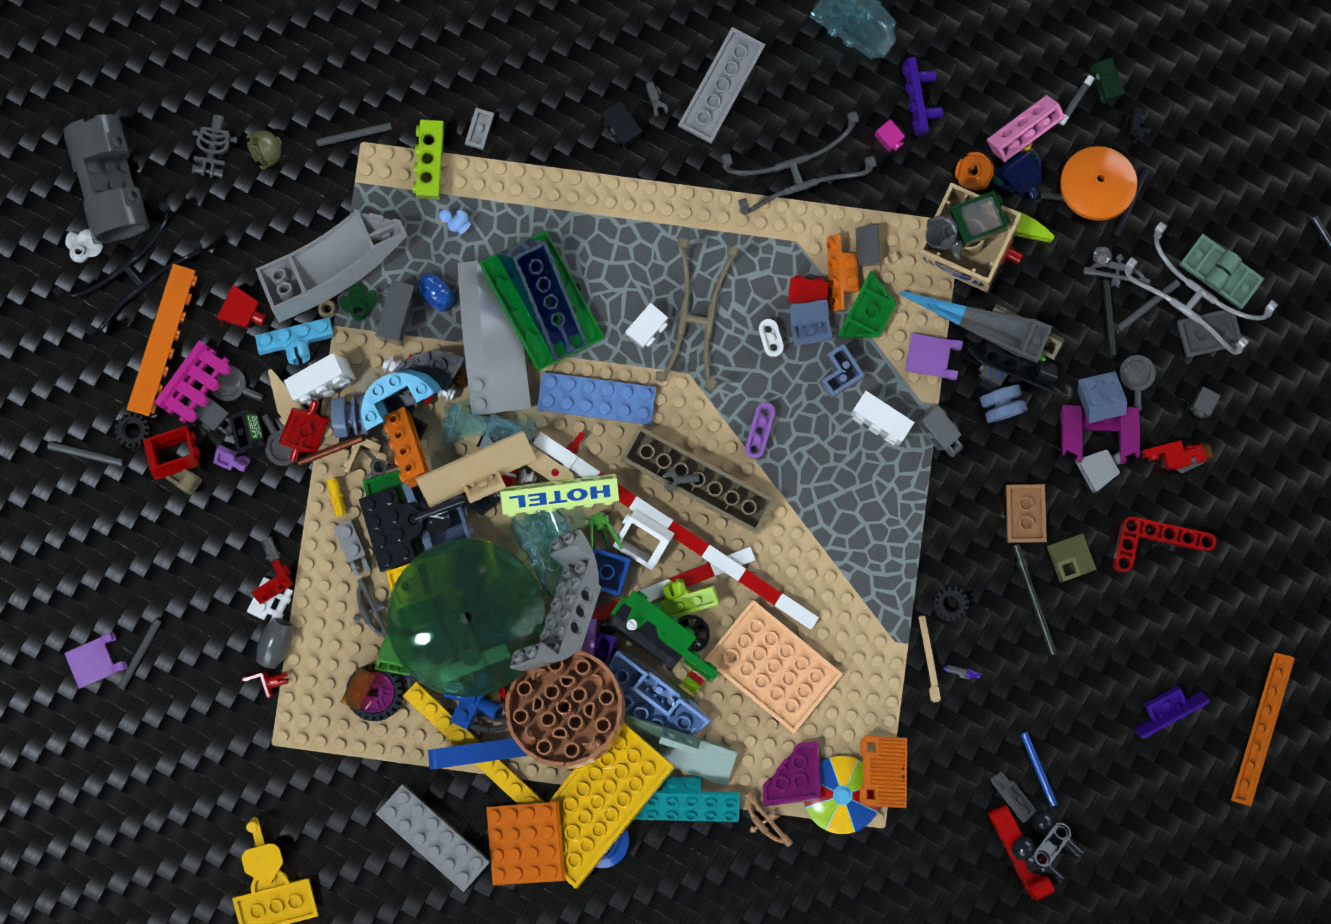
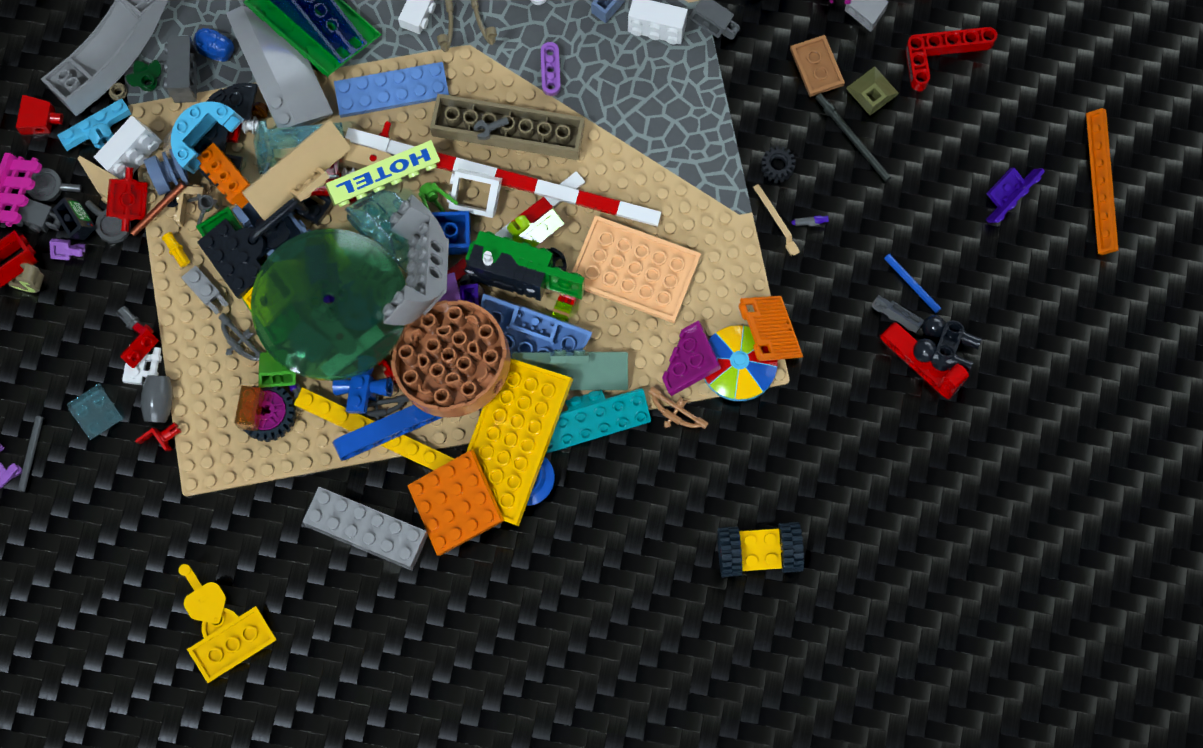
camera: 15 degrees left, 10 degrees down
(211, 632) = (94, 411): none -> clear light blue bracket

